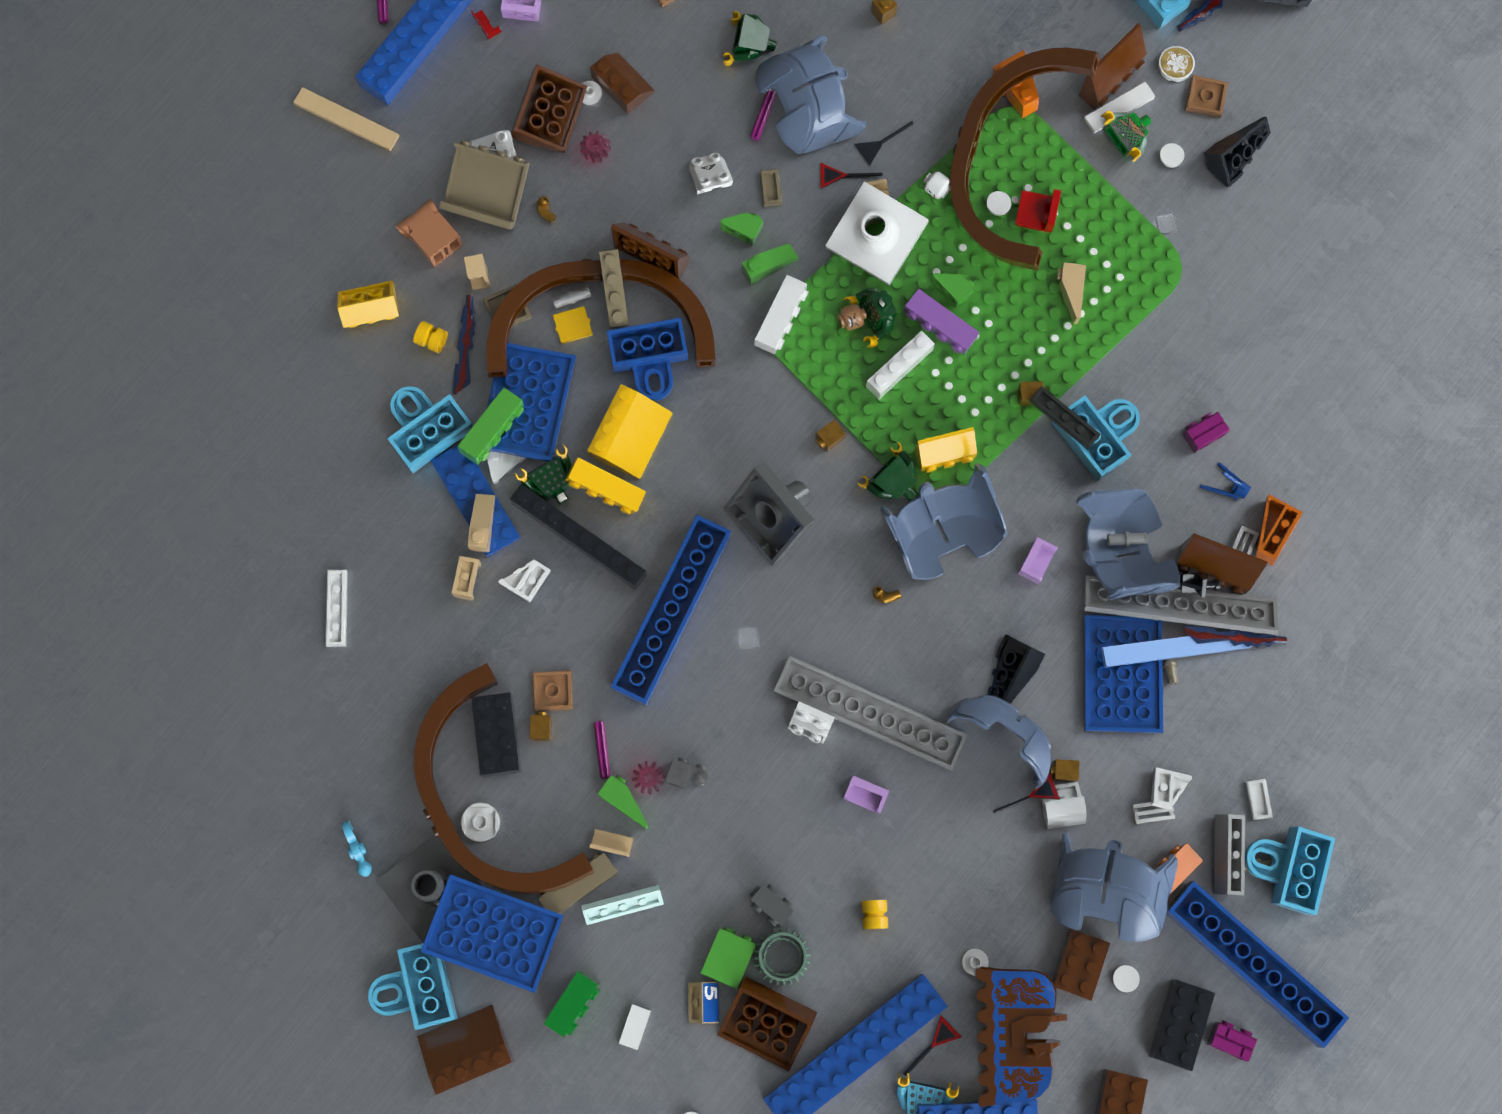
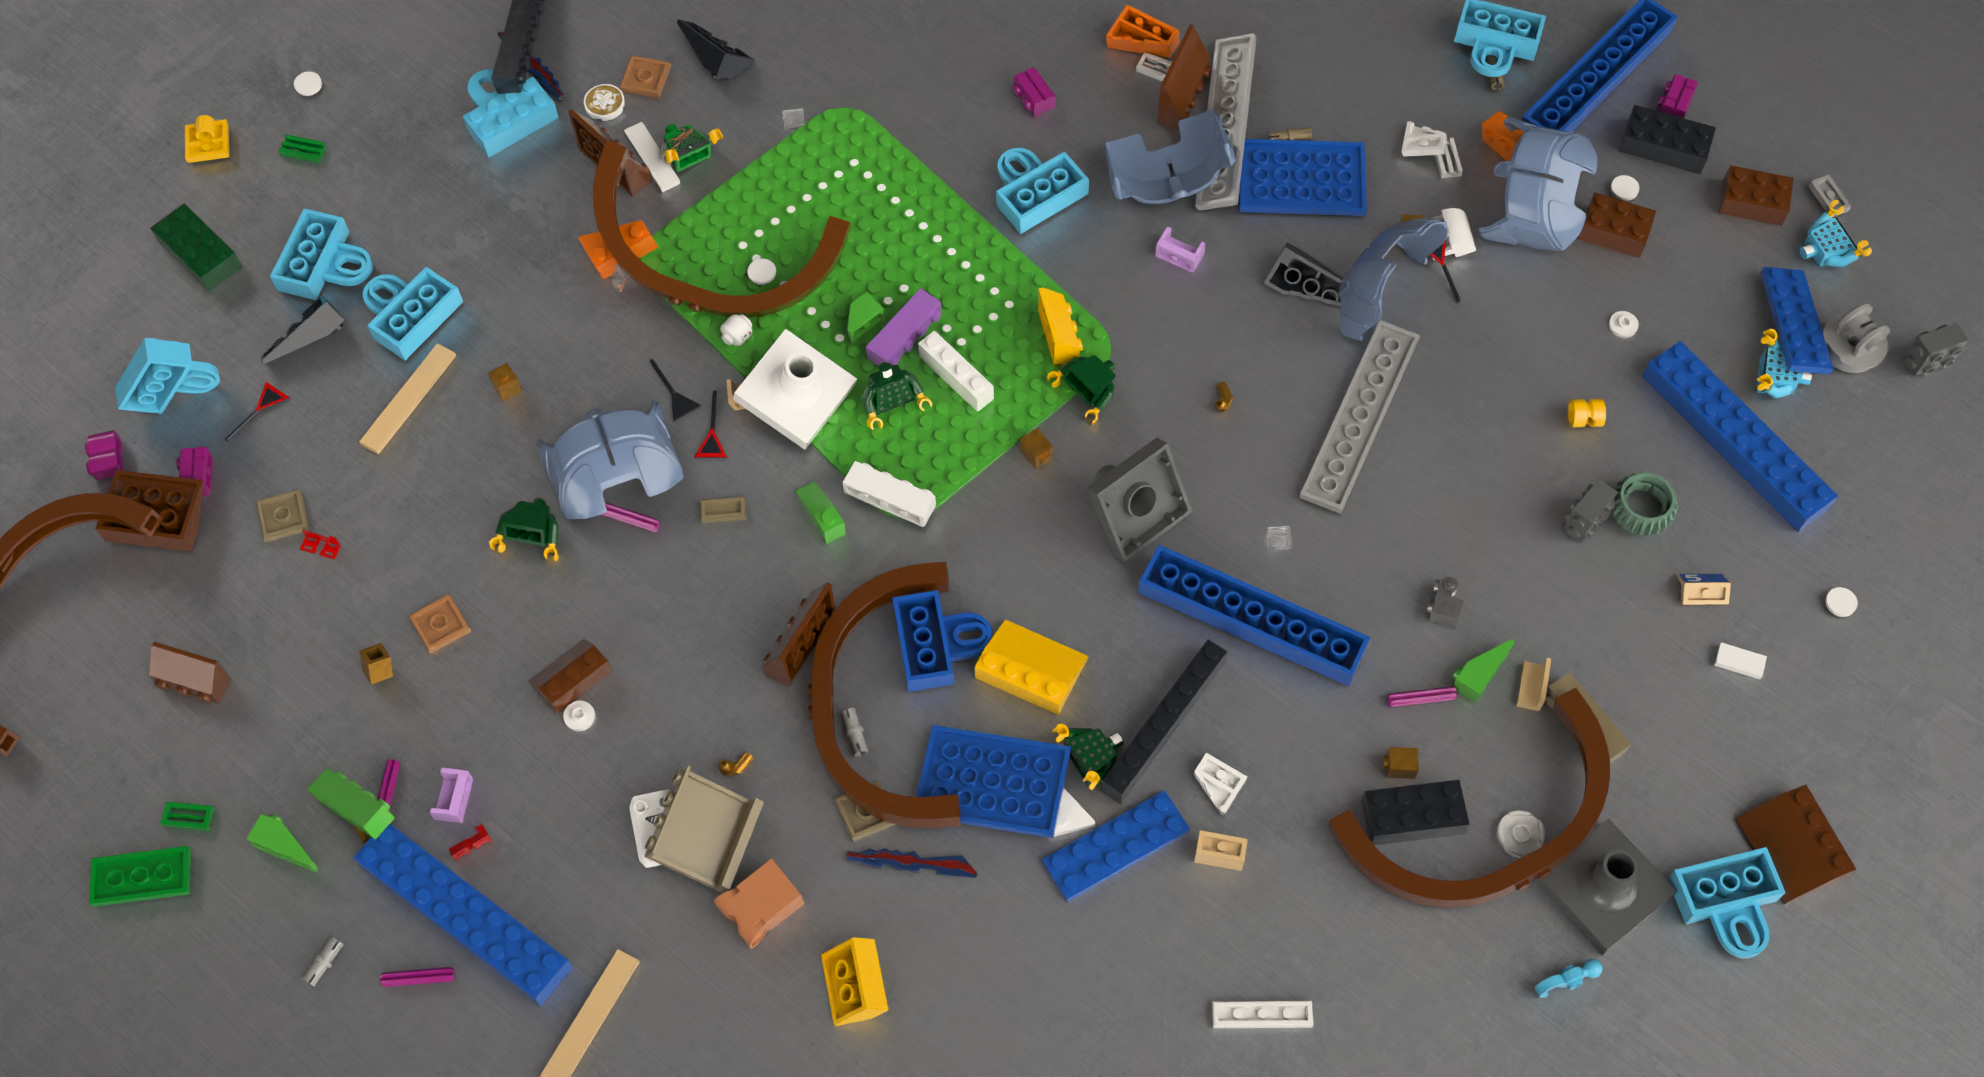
camera: 85 degrees left, 15 degrees down
(428, 429) = (1027, 899): medium azure brick -> none
(432, 338) = (903, 900): yellow wheel -> none
(477, 272) = (820, 839): tan panel -> none
(481, 523) = (1152, 828): tan slope -> none
(491, 426) = (1030, 813): bright green brick -> none
(492, 933) = (1661, 803): blue plate -> none
(548, 110) = (601, 759): reddish brown slope -> none
(552, 691) = (1354, 753): medium nougat tile -> none
(572, 325) = (889, 733): yellow piece -> none
(572, 1004) = (1728, 720): green brick -> none
(593, 140) = (654, 711): clear pink gear -> none
(606, 486) = (1102, 686): yellow brick -> none
(613, 287) = (850, 672): dark tan brick -> none
(622, 904) = (1604, 672): light aqua plate -> none
(645, 771) = (1460, 638): clear pink gear -> none
(710, 173) = (705, 570): white shield -> none
(728, 957) = (1651, 560): bright green brick -> none
(743, 226) = (774, 535): bright green slope -> none
(767, 1023) = (1718, 521): reddish brown slope -> none
(811, 723) = (1377, 471): white brick -> none
(851, 317) = (895, 419): medium nougat head -> none
(866, 794) = (1453, 420): lavender panel -> none
(943, 1034) = (1706, 355): piece -> none
(965, 514) = (1133, 313): sand blue piece -> none
(1016, 1005) = (1704, 273): reddish brown animal -> none
(1027, 390) = (990, 245): pearl gold brick -> none
(1038, 210) = (774, 229): red bracket -> none
(1064, 417) = (1023, 209): pearl dark grey tile -> none
(1071, 285) = (870, 202): tan slope -> none
(1127, 539) = (1155, 165): light grey pin -> none
(1162, 650) = (1274, 128): light blue tile -> none
(1171, 155) = (713, 110): white piece -> none
(1198, 583) = (1205, 98): black piece -> none
(1229, 854) = (1489, 89): light grey brick -> none
(1236, 637) = (1258, 97): dark blue sword -> none
(1239, 488) = (1095, 67): blue plant -> none
(1258, 799) = (1426, 67): white tile -> none

